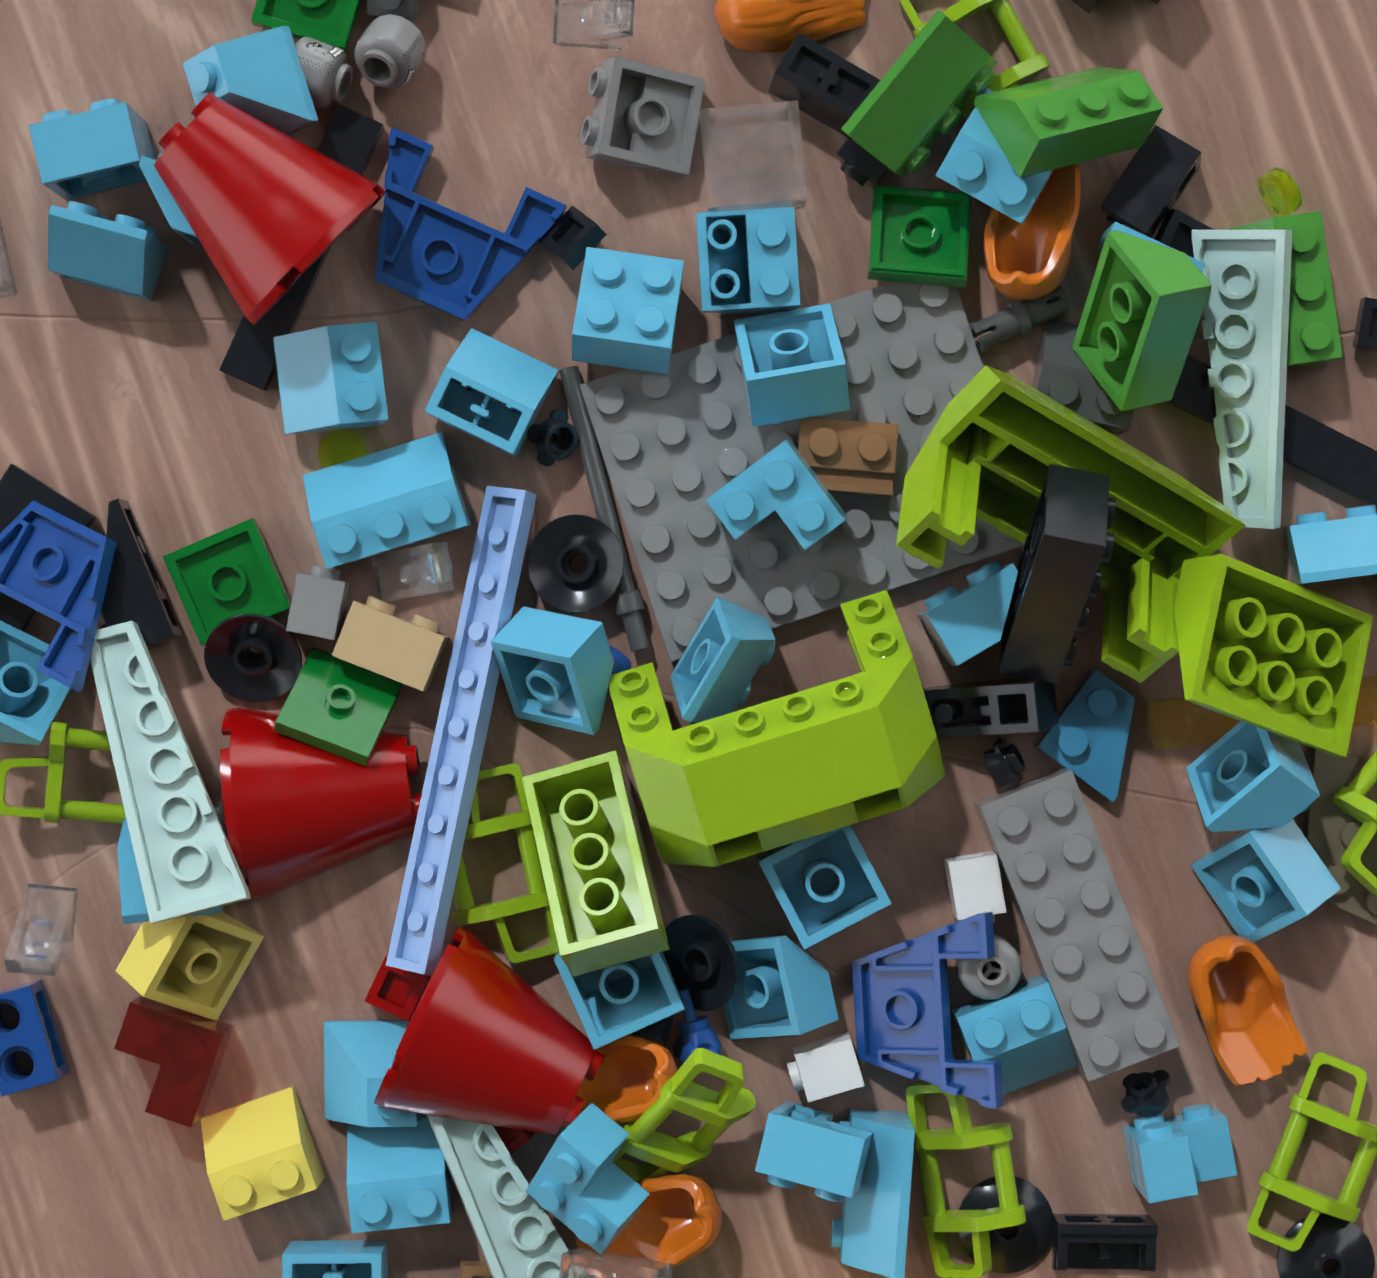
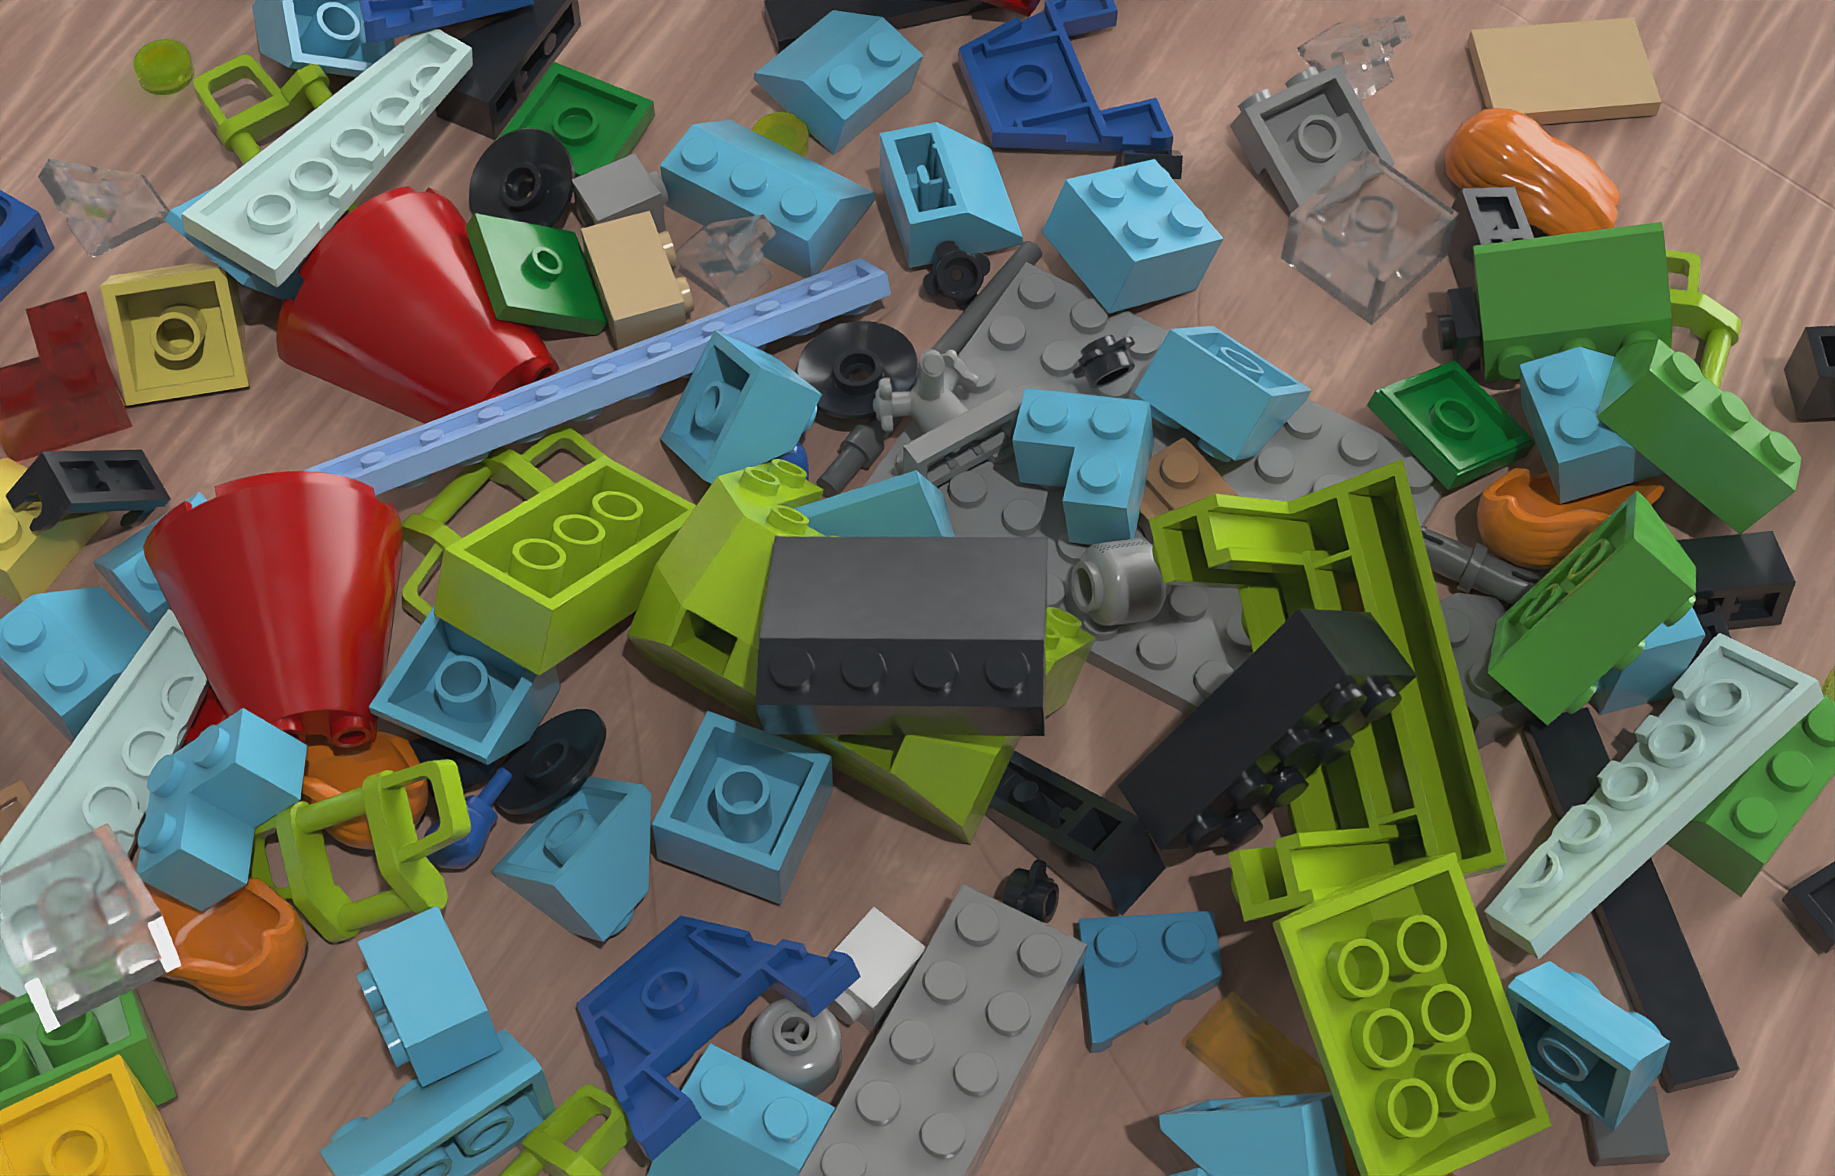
camera: 50 degrees right, 30 degrees down
(295, 1099) = (87, 484): none -> black hinge
(665, 552) = (952, 434): none -> light grey piece
(710, 417) = (1105, 361): none -> black plate
(748, 261) = (1281, 297): medium azure slope -> none
(825, 1067) = (539, 976): white brick -> none
(846, 745) = (904, 636): none -> black slope
(868, 548) = (1119, 582): none -> light grey head
(973, 617) = (1133, 713): medium azure slope -> none

